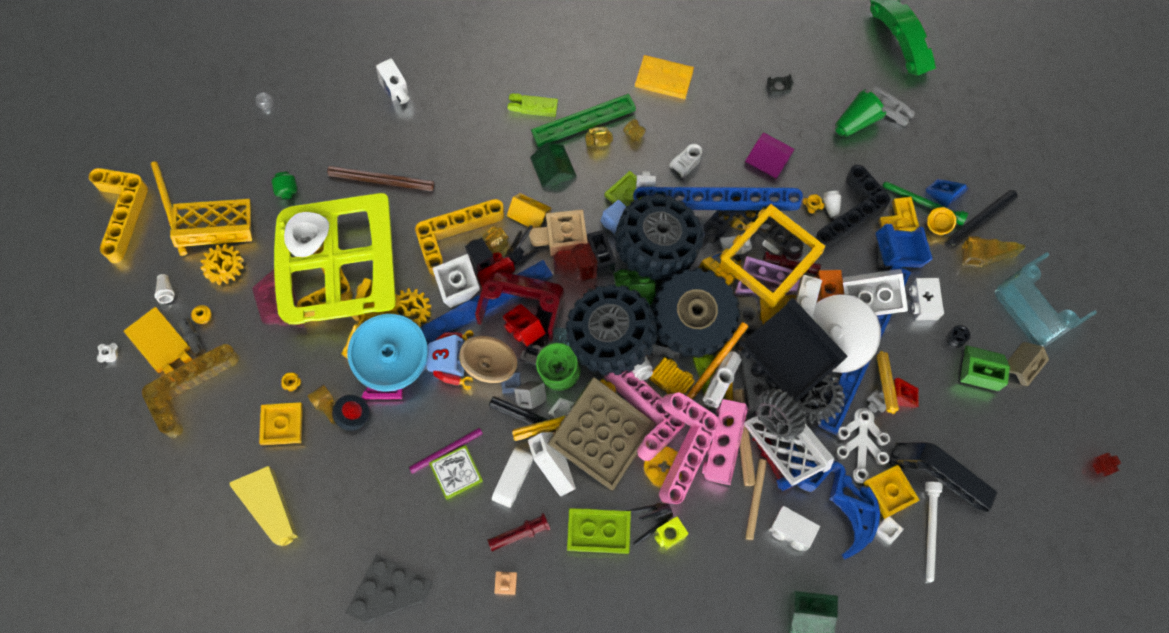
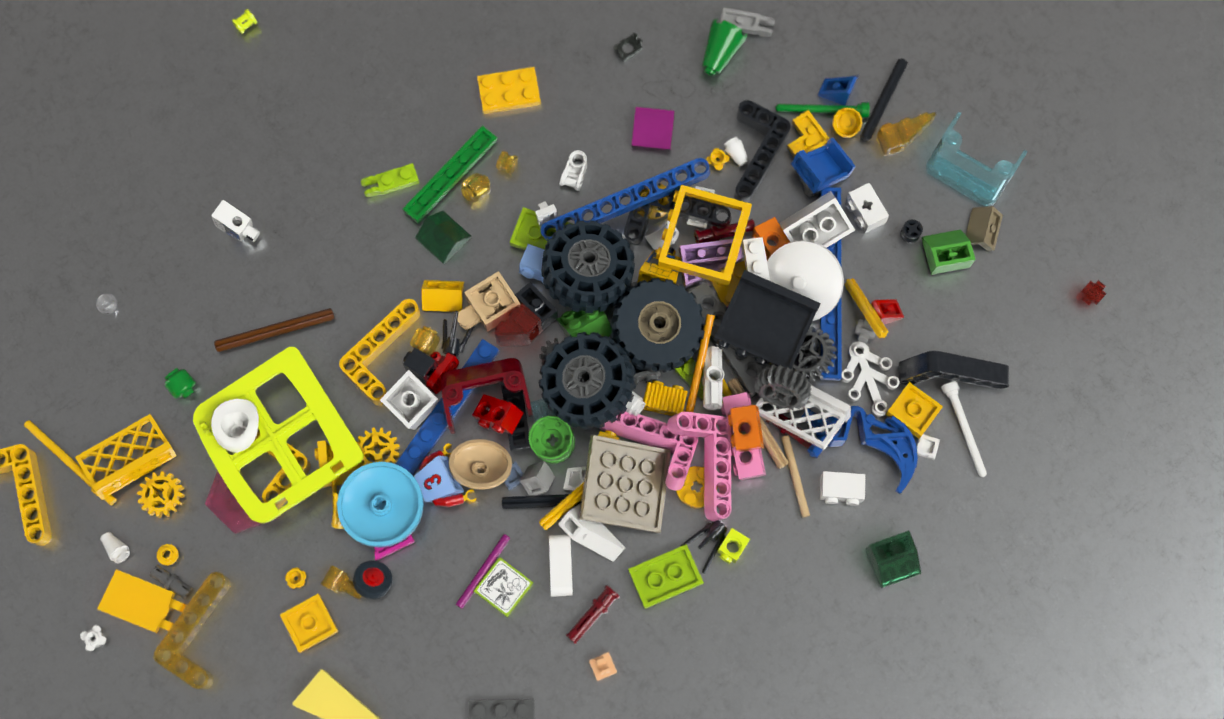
camera: 25 degrees left, 5 degrees up
(730, 446) = (753, 439): none -> orange brick

